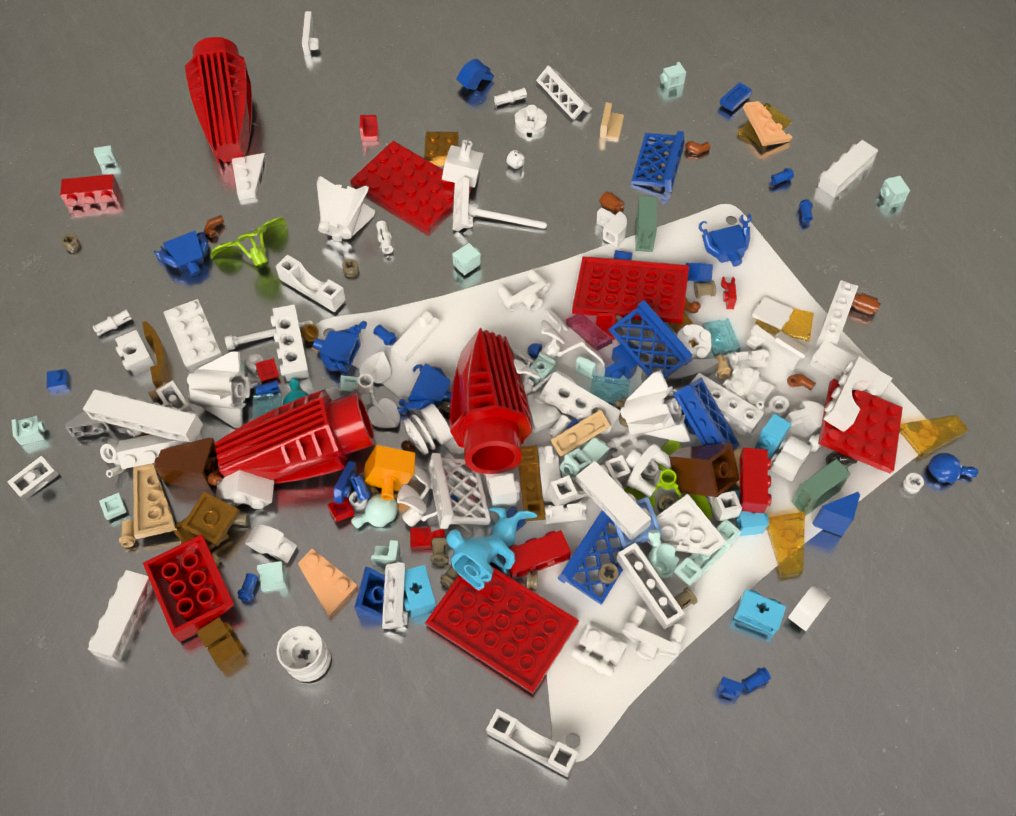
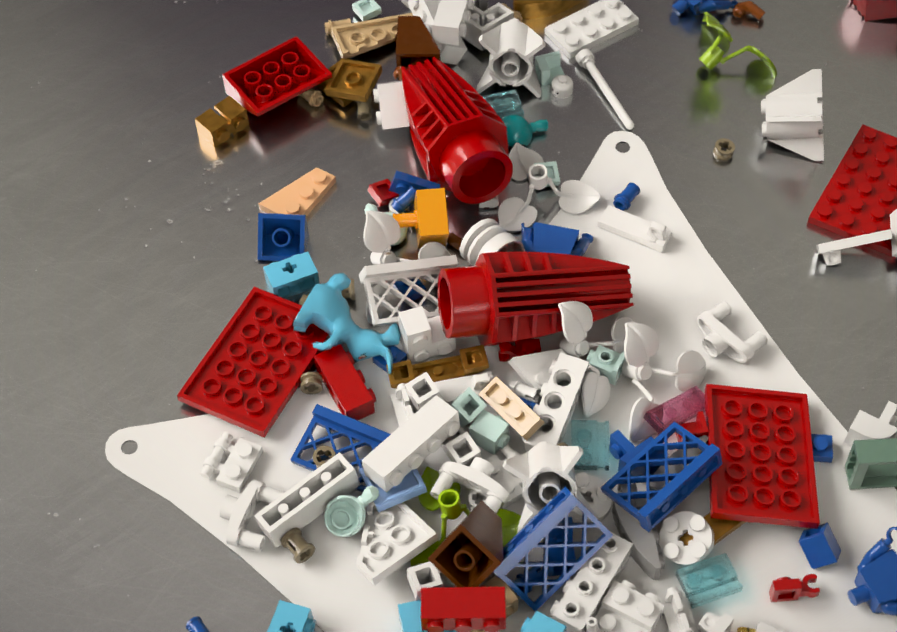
camera: 85 degrees right, 5 degrees down
(121, 616) = (242, 39): white brick -> none
(246, 592) = (285, 132): blue pin -> none
(247, 174) = (842, 24): white wing -> none
(266, 370) = (553, 96): red plate -> none
(268, 388) = (527, 99): blue pin -> none
(271, 541) = (334, 135): white brick -> none
(272, 576) = (300, 152): light aqua panel -> none
(288, 317) = (591, 107): white brick -> none
(295, 646) = (210, 184): white wheel -> none
(309, 332) = (613, 125): pearl gold plate -> none
(326, 293) = (673, 125): white arch -> none
(340, 347) = (592, 155): blue torso -> none
(384, 237) = (779, 174): white pin -> none
(386, 554) = (333, 245): light aqua panel -> none
(393, 611) = (260, 257): white hinge -> none
(422, 537) = (353, 270): red plate -> none
(466, 258) = (764, 261): light aqua brick -> none
(473, 211) = (853, 260): white piece -> none
(544, 750) = (132, 376): white arch -> none
(585, 367) = (621, 413): light aqua plate -> none
(665, 498) = (436, 517): dark tan bush -> none
(692, 307) = (757, 536): dark orange arm -> none
(696, 565) = (343, 557): light aqua slope -> none
(704, 289) = (790, 555): dark tan bush -> none
(723, 370) = (657, 583): tan pin -> none
(730, 688) = (187, 602): blue plate -> none

